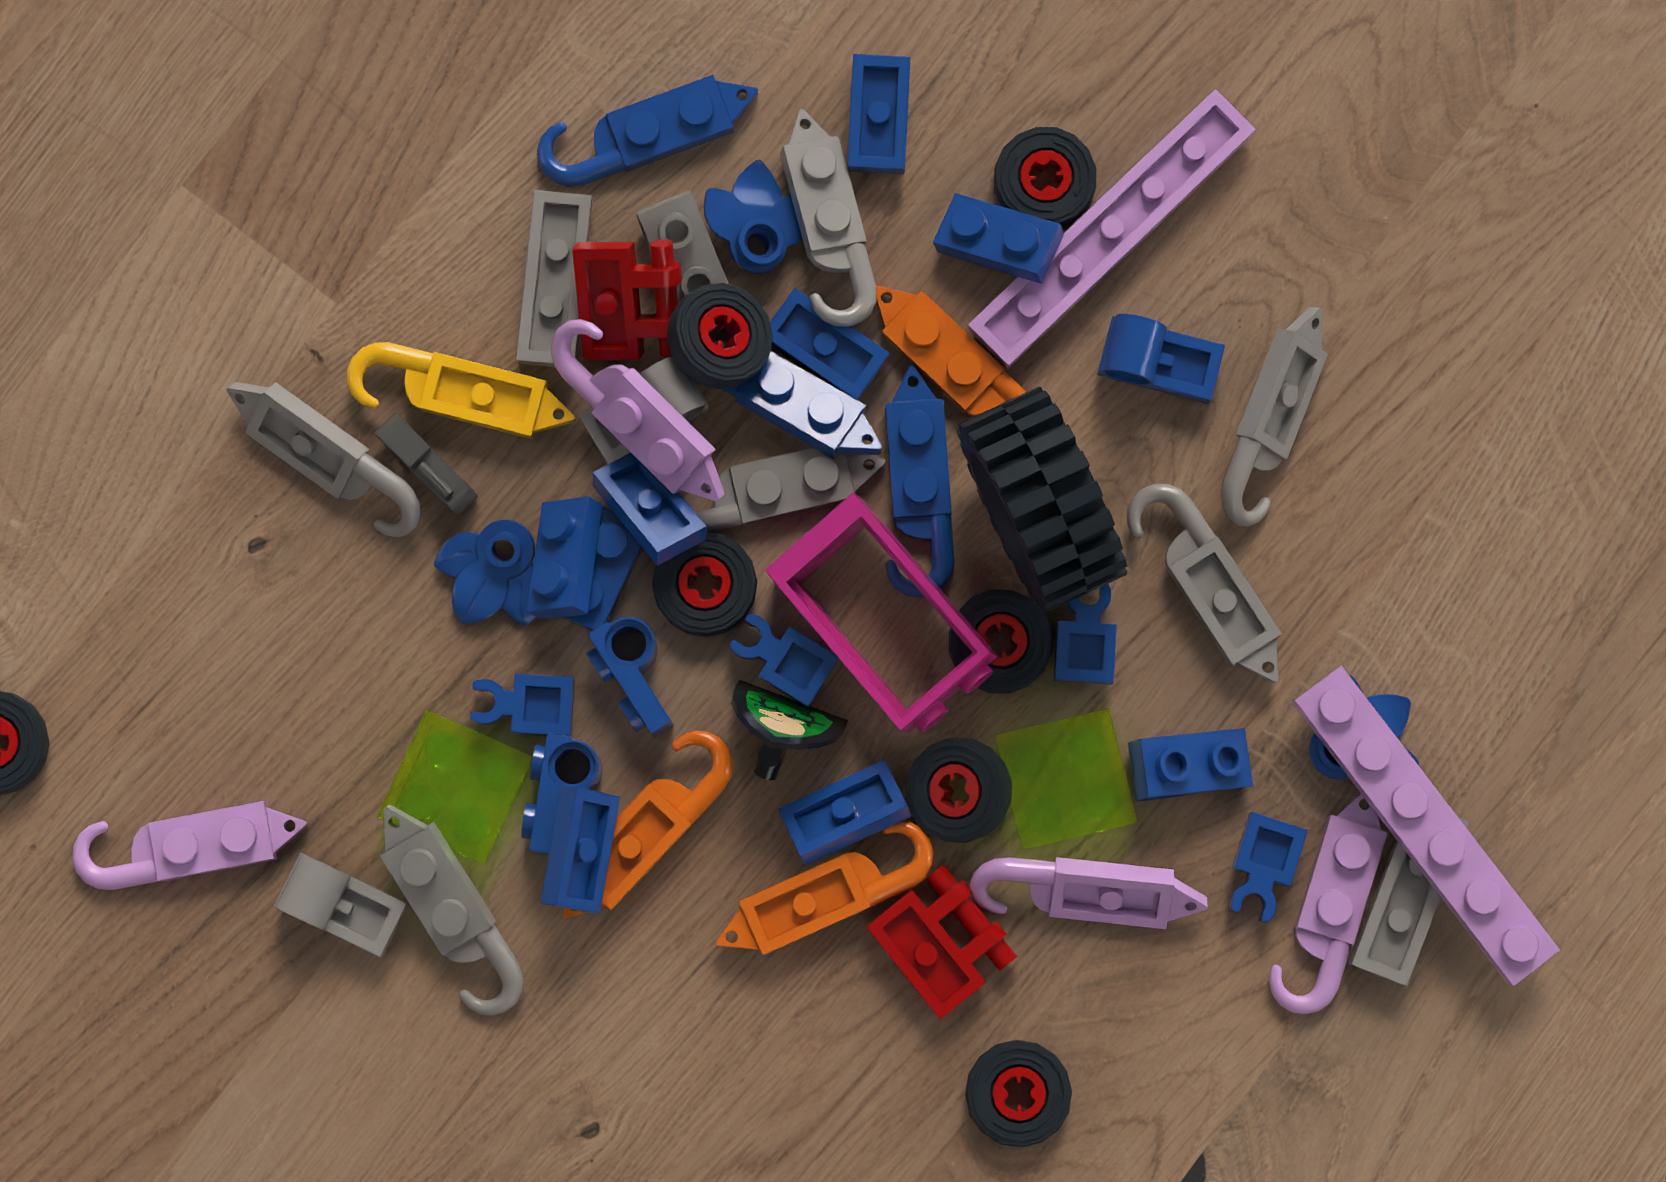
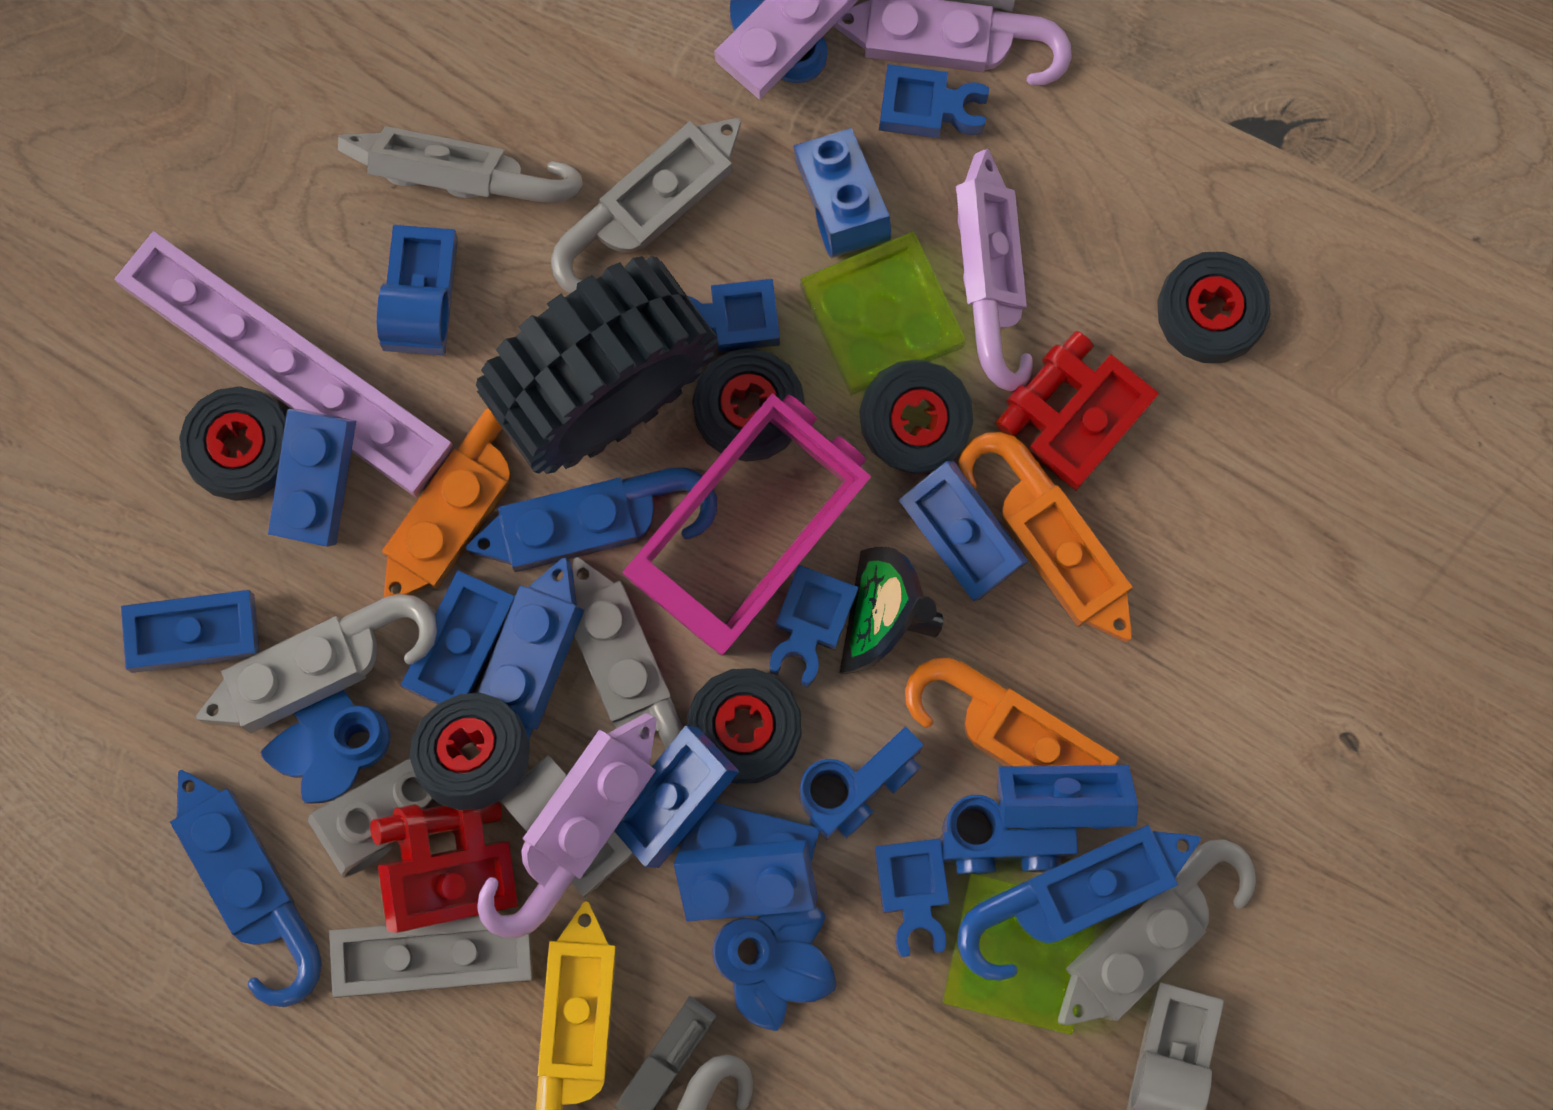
camera: 100 degrees left, 5 degrees down
(494, 843) = (1078, 893): none -> blue plate

